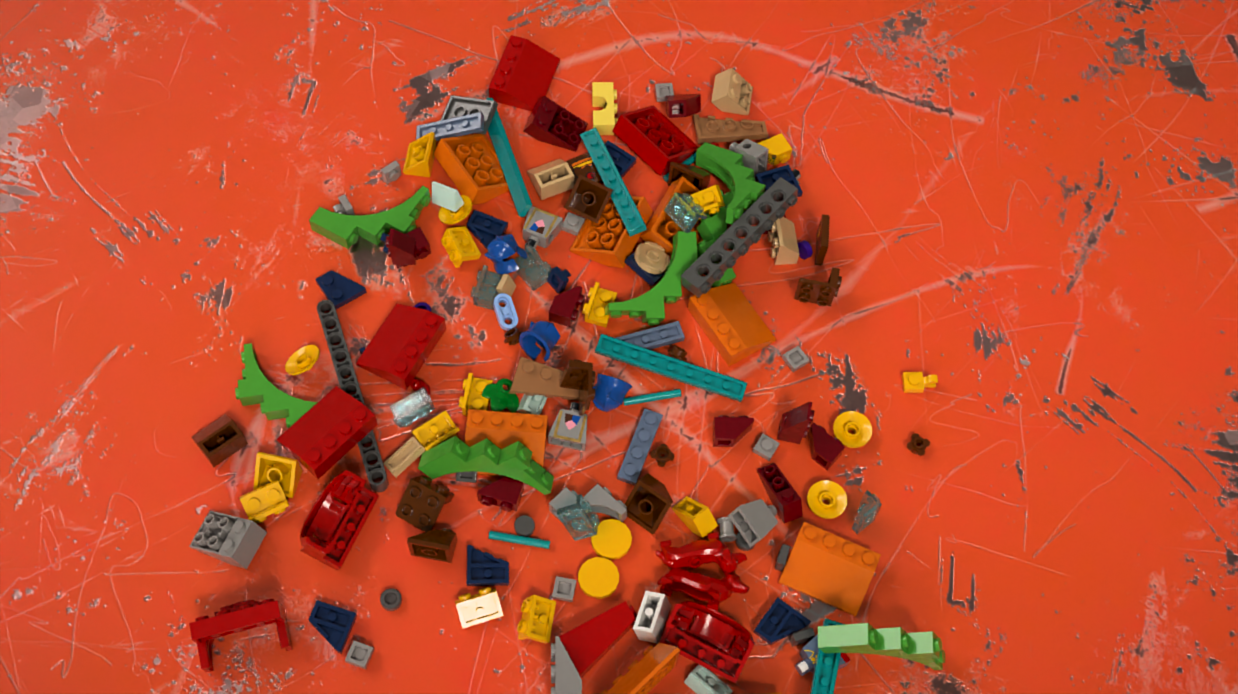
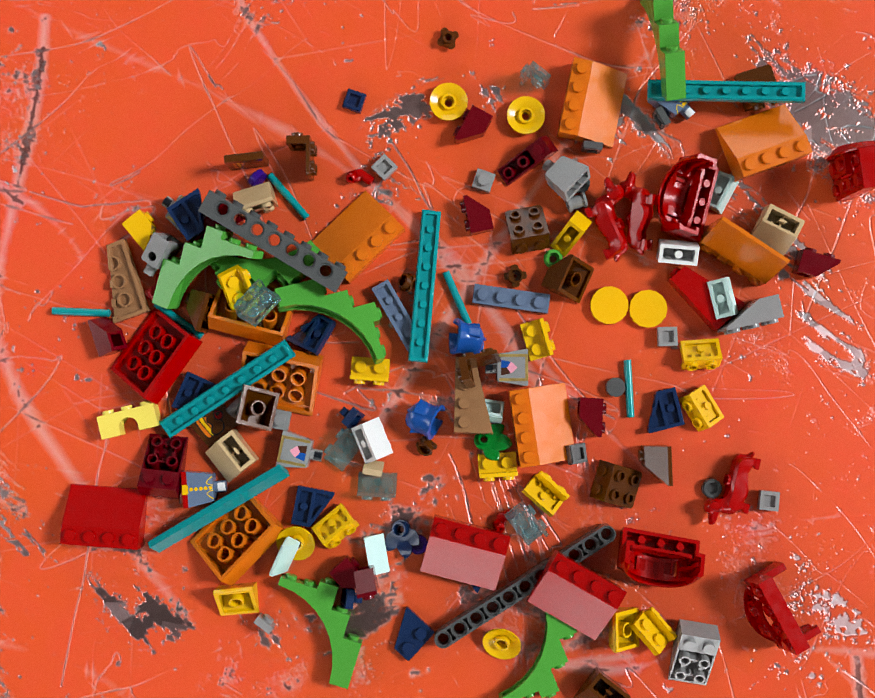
camera: 95 degrees left, 25 degrees up
(333, 623) = (747, 532): dark blue wing -> none
(344, 206) = (320, 658): light grey tile -> none
(382, 621) = (735, 490): none -> red animal
(404, 456) = (577, 515): tan tile -> none
(424, 274) = (377, 553): none -> light aqua slope
(432, 297) = (402, 541): none -> dark blue plate
(453, 127) = (199, 575): sand blue plate -> none
(462, 106) = (174, 562): dark grey tile -> none
(485, 456) = (571, 436): bright green arch -> none
(502, 248) = (336, 480): blue helmet -> none
(505, 313) = (401, 461): light blue plate -> none
(529, 147) = (200, 487): none -> sand blue torso
(532, 290) = (372, 440): none -> white brick
(565, 306) = (381, 404): dark red slope -> none
(579, 519) = (605, 334): clear light blue bracket -> none
(592, 461) = (537, 339): none -> yellow bracket
(592, 650) = (722, 297): none -> light aqua slope
(598, 498) = (586, 351): light grey arch -> none
(652, 258) = (306, 329): tan tile -> none
(663, 90) = (90, 360): light grey plate -> none
(677, 491) = (552, 252): none -> bright green plate
(704, 110) = (81, 311): none -> teal bar
(707, 474) = (527, 229): none -> reddish brown bracket
(732, 93) = (76, 287): tan slope -> none
(780, 622) = (651, 139): dark blue wing -> none
(786, 271) = (288, 196): none -> teal bar
(791, 336) = (359, 175): none -> red arm
(795, 424) = (462, 154): dark red slope -> none
(866, 348) = (354, 100): none -> dark blue tile
(915, 382) = (380, 48): yellow plate -> none

